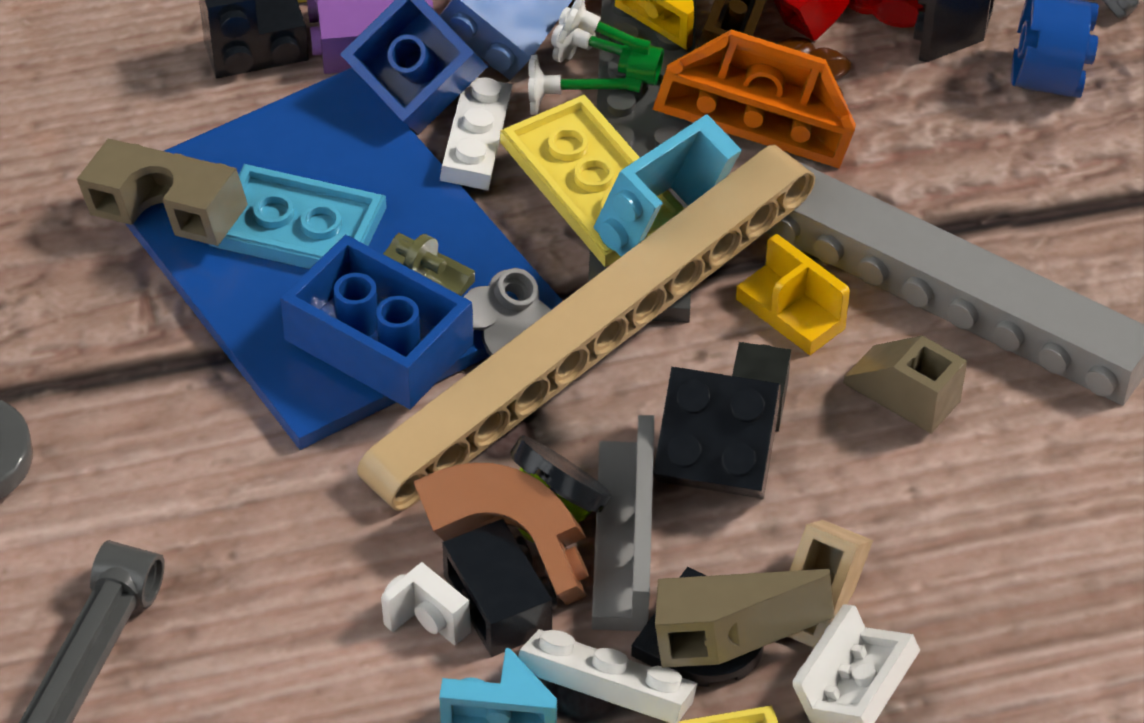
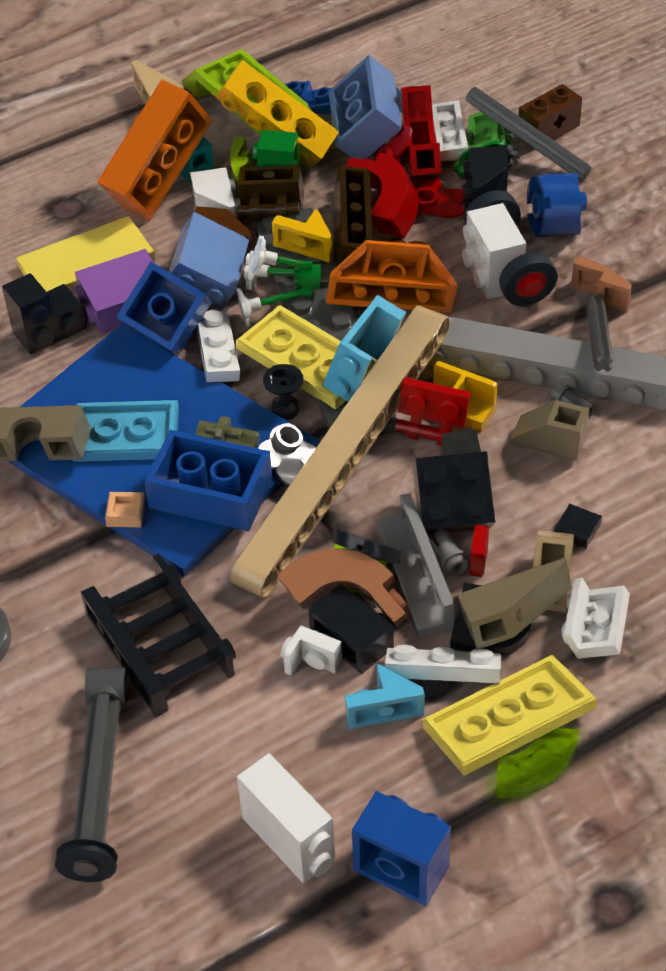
camera: 15 degrees left, 0 degrees up
(186, 549) = (138, 661): none -> black fence
(251, 333) = (125, 509): none -> light nougat tile
(539, 207) = (284, 381): none -> black piece
(685, 528) = (453, 560): none -> light grey pin
(726, 526) = (479, 550): none -> red tile
(743, 293) = (433, 403): none -> red plate
(892, 528) = (580, 523): none -> black tile
(934, 95) = (499, 253): none -> brick
(952, 335) = (566, 394): none -> dark grey pin
(1034, 252) = (599, 332): none -> dark grey axle
(1074, 172) = (599, 279): none -> nougat slope

